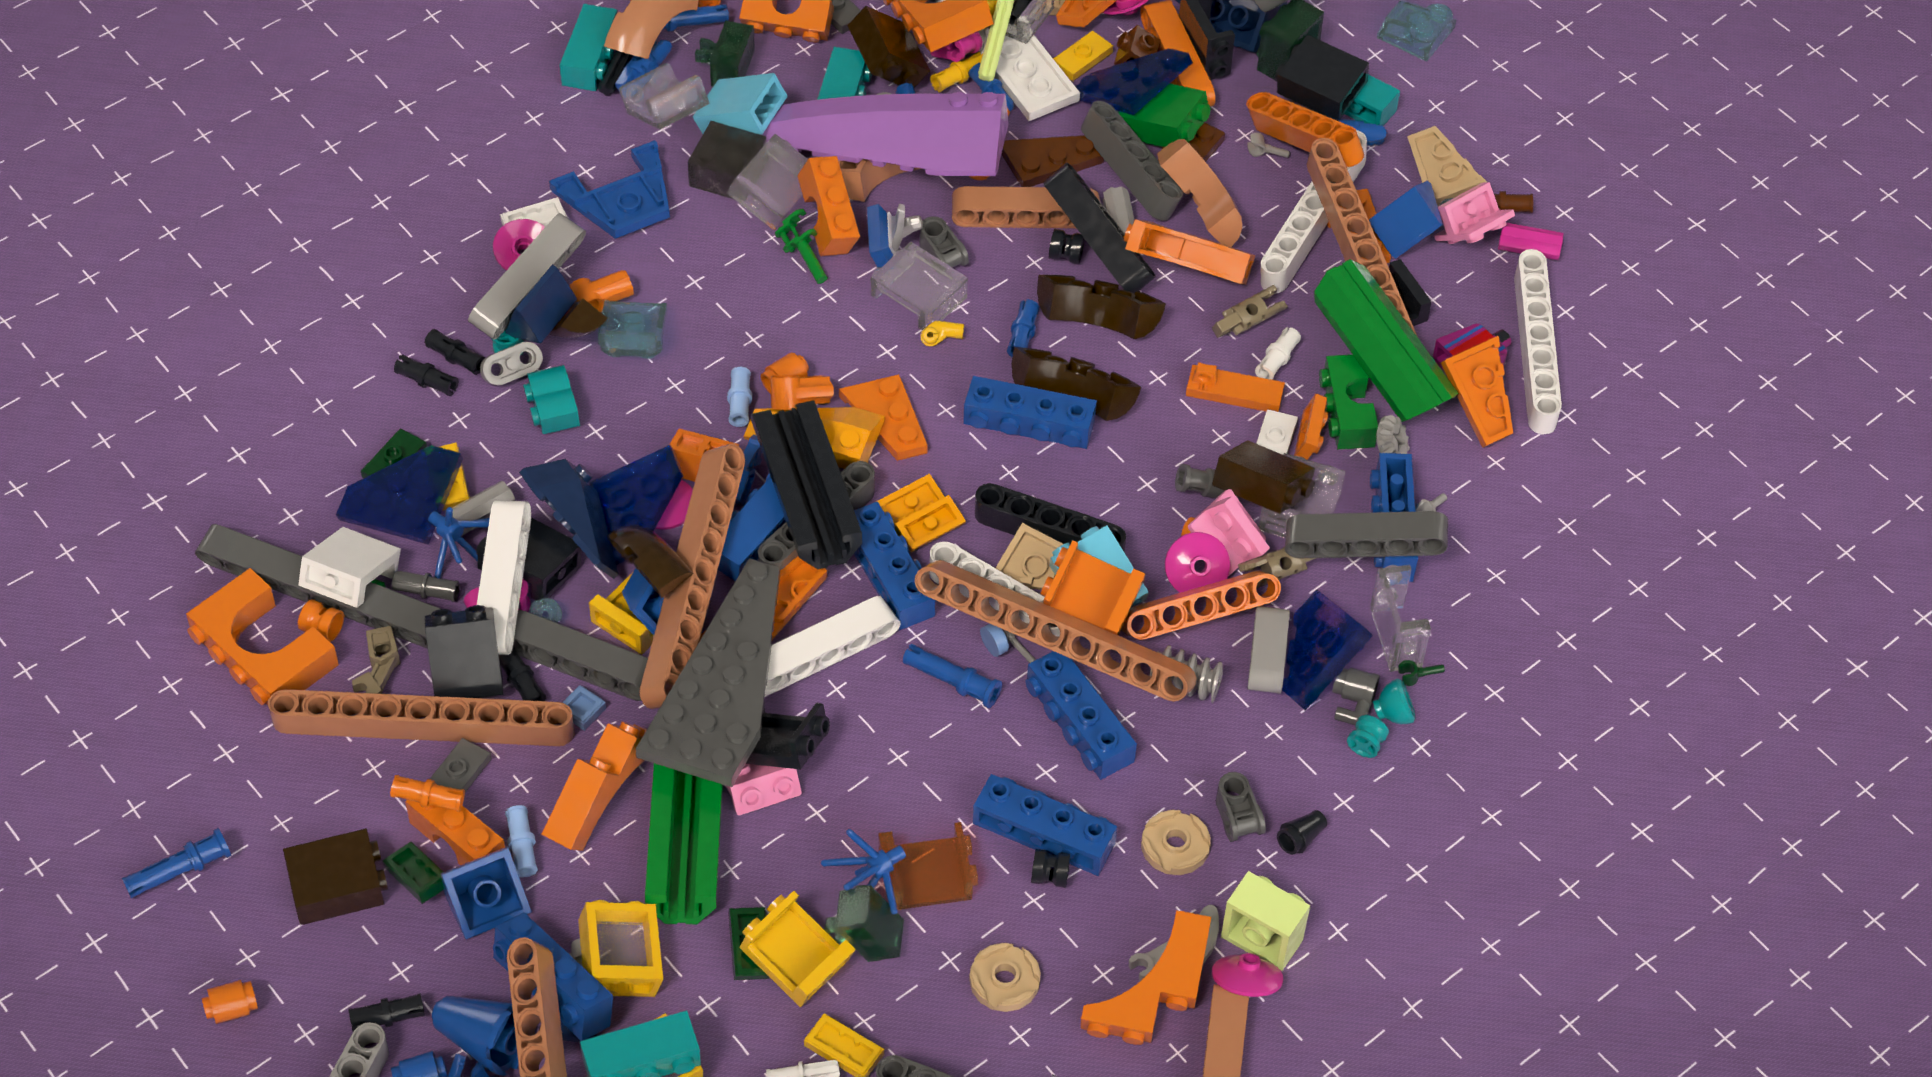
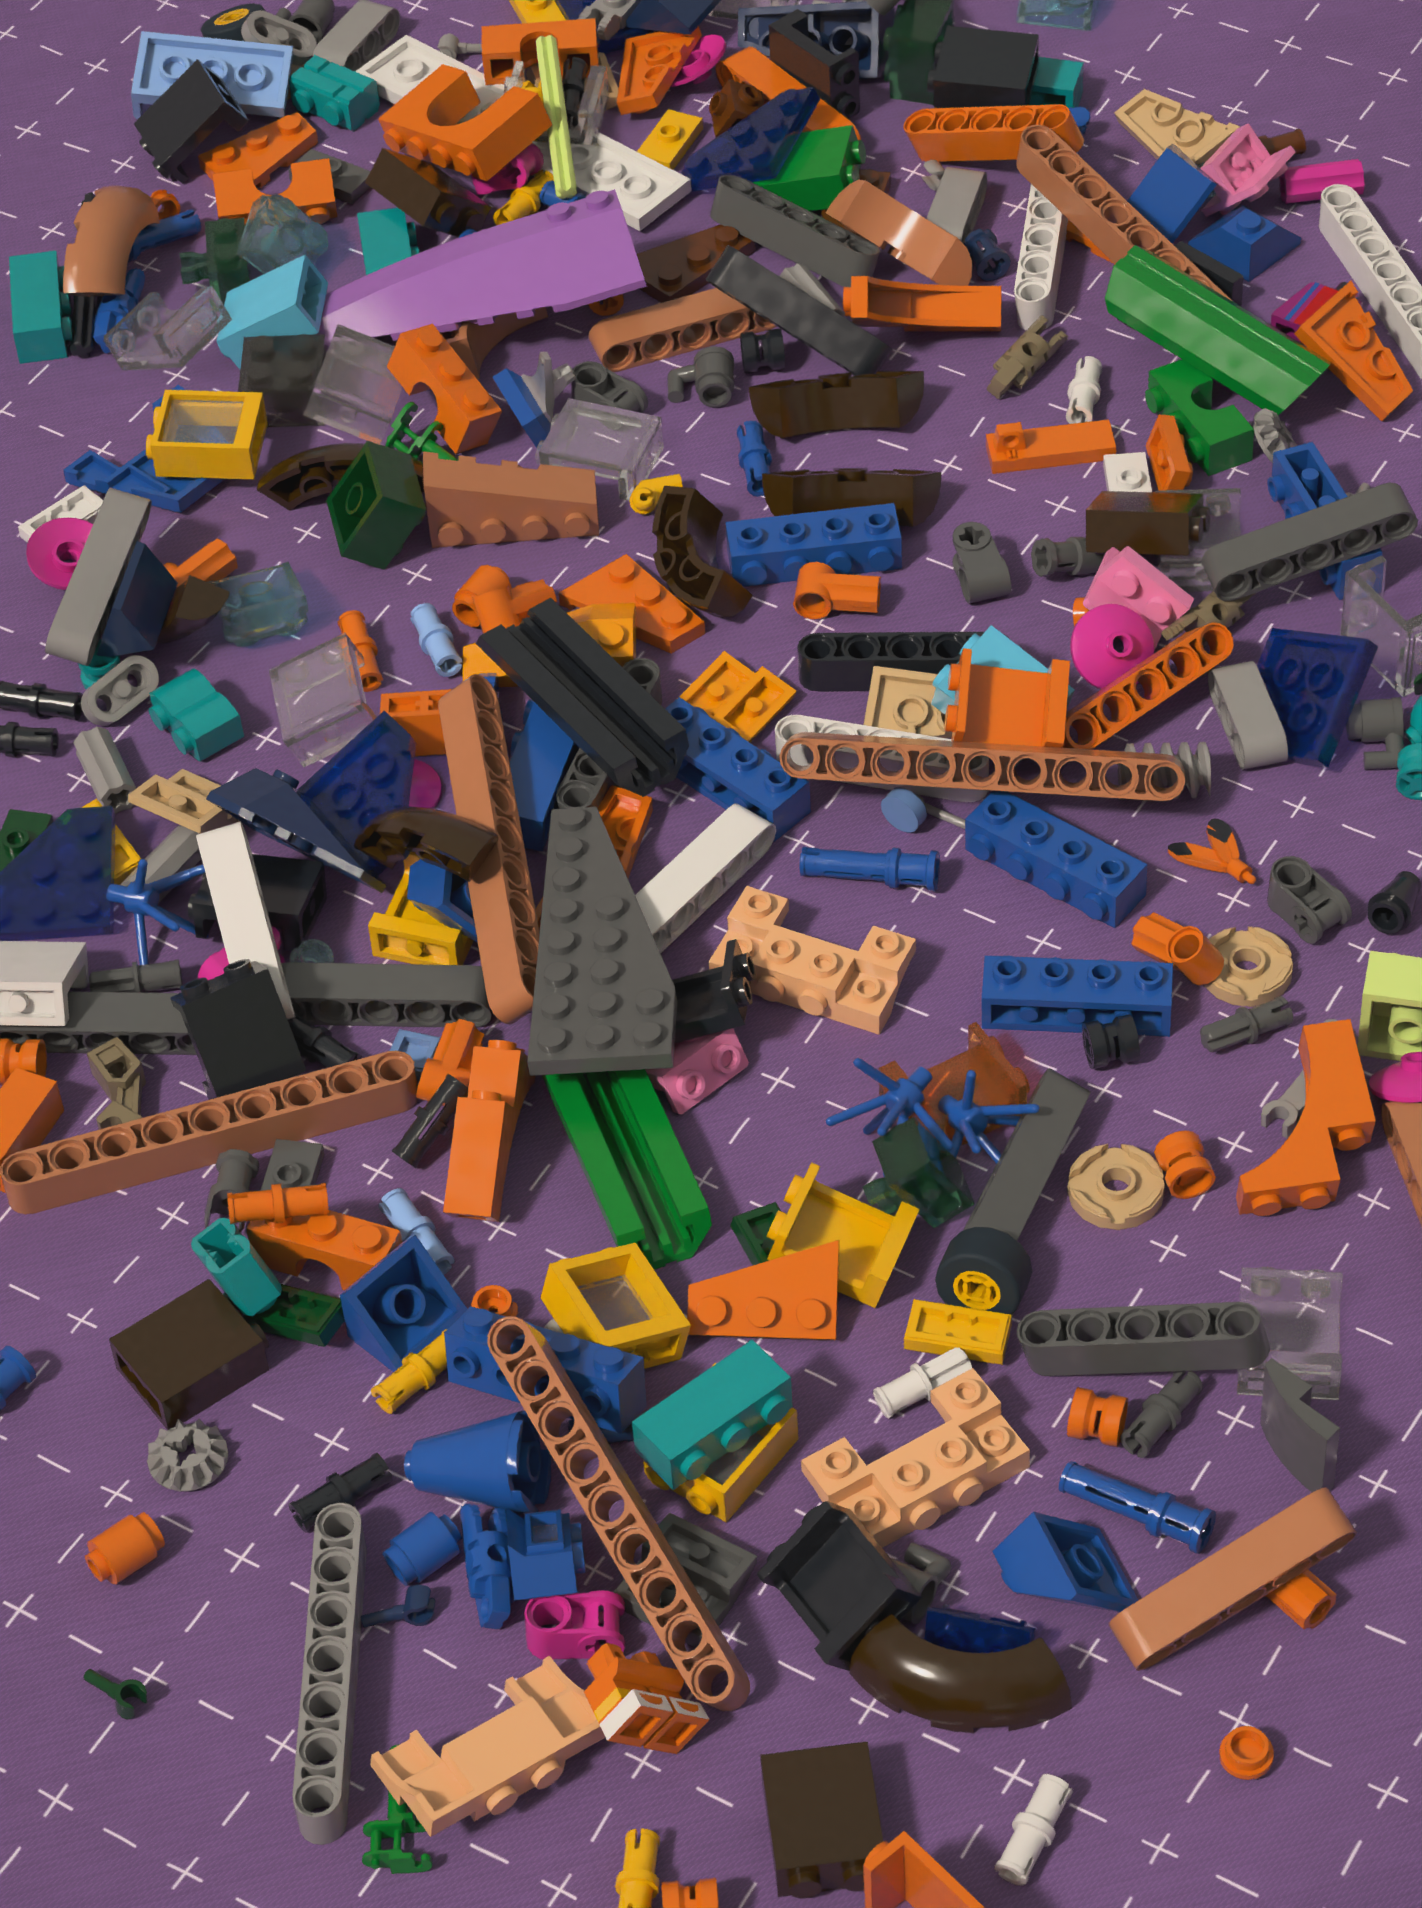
camera: 15 degrees left, 5 degrees down
(303, 961) = (198, 1468): none -> light grey gear
(387, 827) = (237, 1267): none -> teal brick
(418, 761) = (235, 1175): none -> dark grey piece
(468, 946) = (415, 1373): none -> yellow pin
(475, 420) = (104, 768): none -> light grey axle
(507, 461) = (182, 801): none -> tan slope
(547, 907) = (495, 1299): none -> orange plate
(548, 777) = (412, 1148): none -> black pin
(588, 730) = (451, 1057): none -> orange piece
(637, 418) = (321, 699): none -> clear panel
(653, 188) = (207, 434): none -> yellow window
(684, 387) = (354, 626): none -> orange pin
(729, 978) = (771, 1299): none -> orange wing
(740, 282) = (376, 505): none -> dark green brick
(751, 249) = (313, 473): none -> dark brown brick
(772, 49) = (279, 233): none -> clear light blue slope
(833, 308) = (506, 502): none -> nougat wedge
(874, 744) = (814, 973): none -> light nougat bracket
(878, 1012) = (984, 1271): none -> black wheel
(924, 895) = (971, 1119): none -> blue plant
(940, 392) = (686, 553): none -> dark brown brick
(943, 943) = (1029, 1156): none -> dark grey beam
(1021, 450) = (823, 590): none -> orange piece
(1022, 254) = (712, 376): none -> dark grey piece
(1056, 978) = (1185, 1167): none -> orange wheel
(1130, 814) = (1183, 946): none -> orange piece
(1136, 466) = (979, 564): none -> dark grey piece
(1151, 888) = (1246, 1025): none -> dark grey axle
(1196, 753) = (1222, 856): none -> orange piece
(1257, 177) = (958, 201): none -> light grey beam
(1261, 221) = (991, 251): none -> dark blue bush
(1453, 271) = (1245, 242): none -> blue slope

